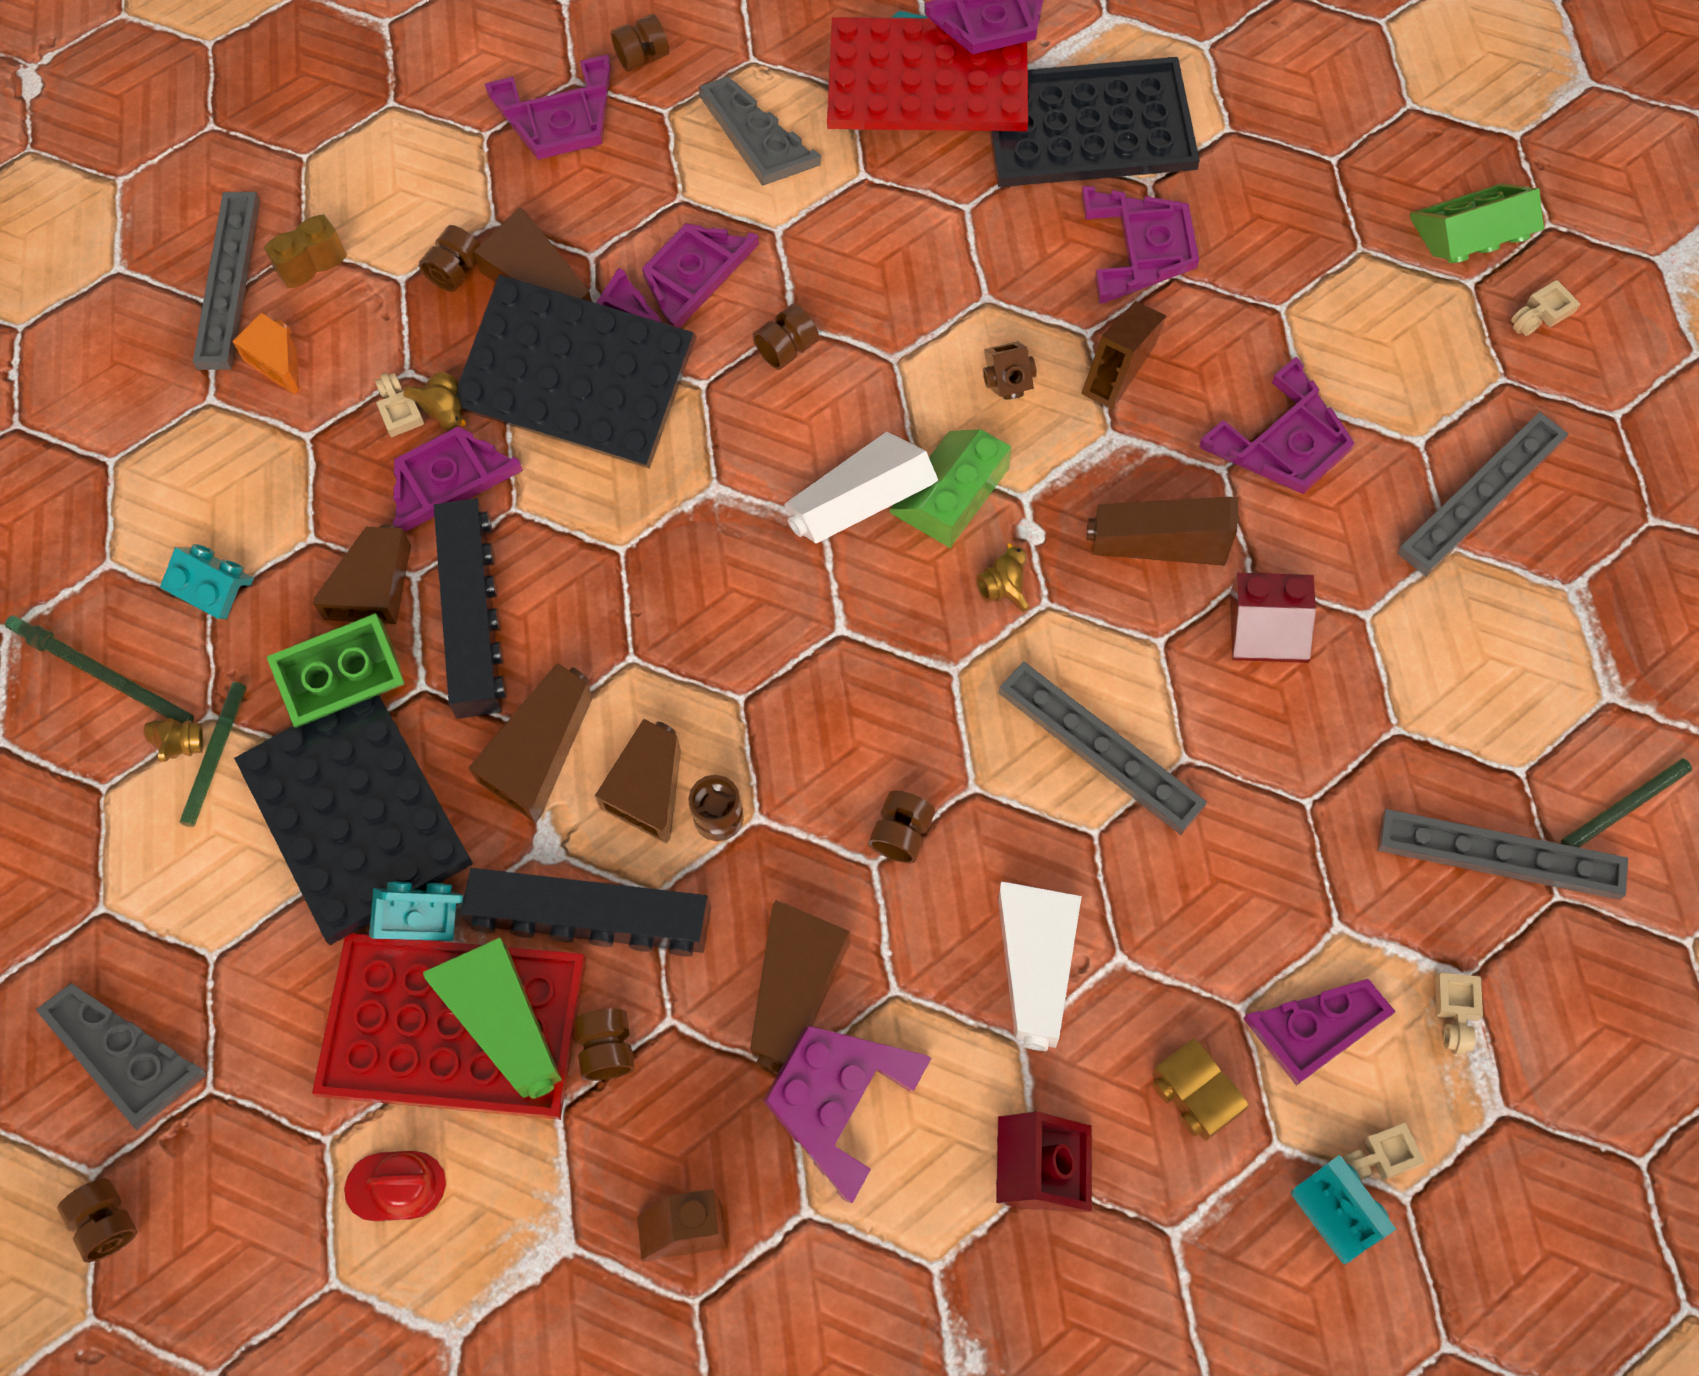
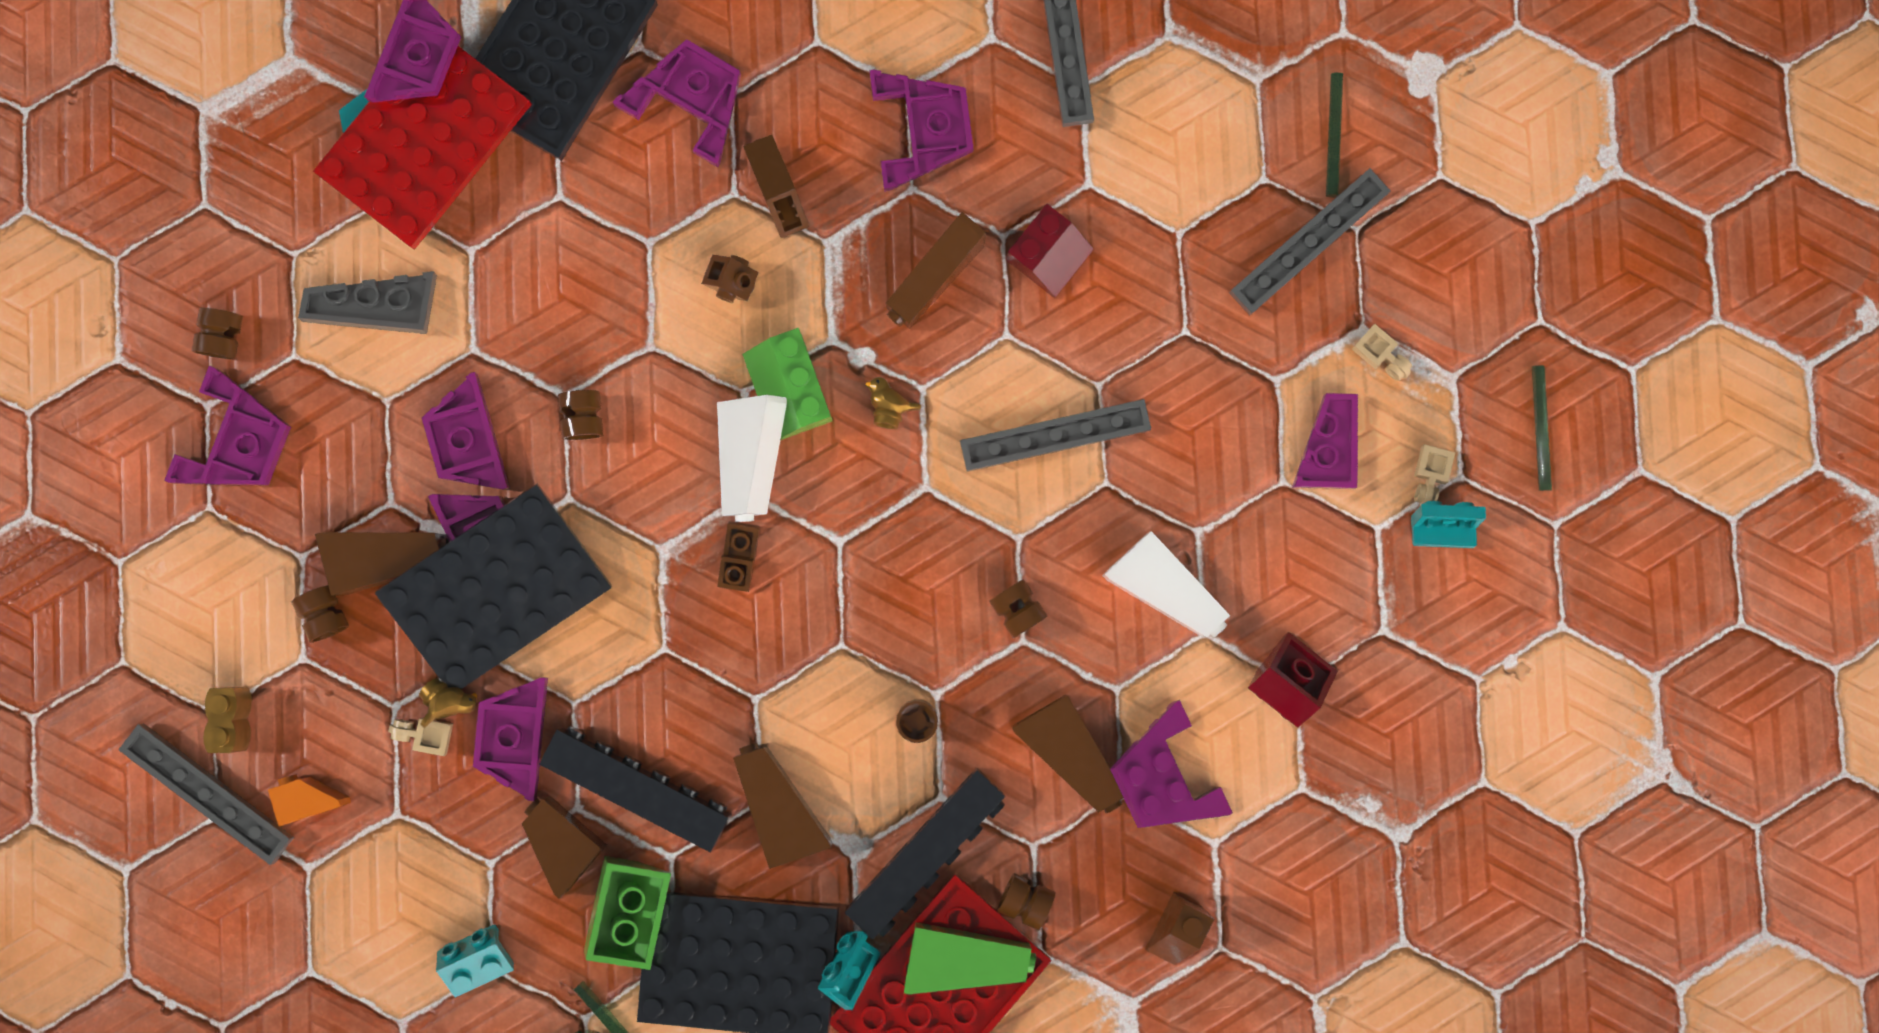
camera: 60 degrees left, 20 degrees up
(644, 781) = (860, 753): reddish brown slope -> none
(755, 553) = (738, 556): none -> reddish brown slope
(1199, 1090) = (1317, 551): pearl gold brick -> none
(1533, 1248) = (1541, 428): none -> bar

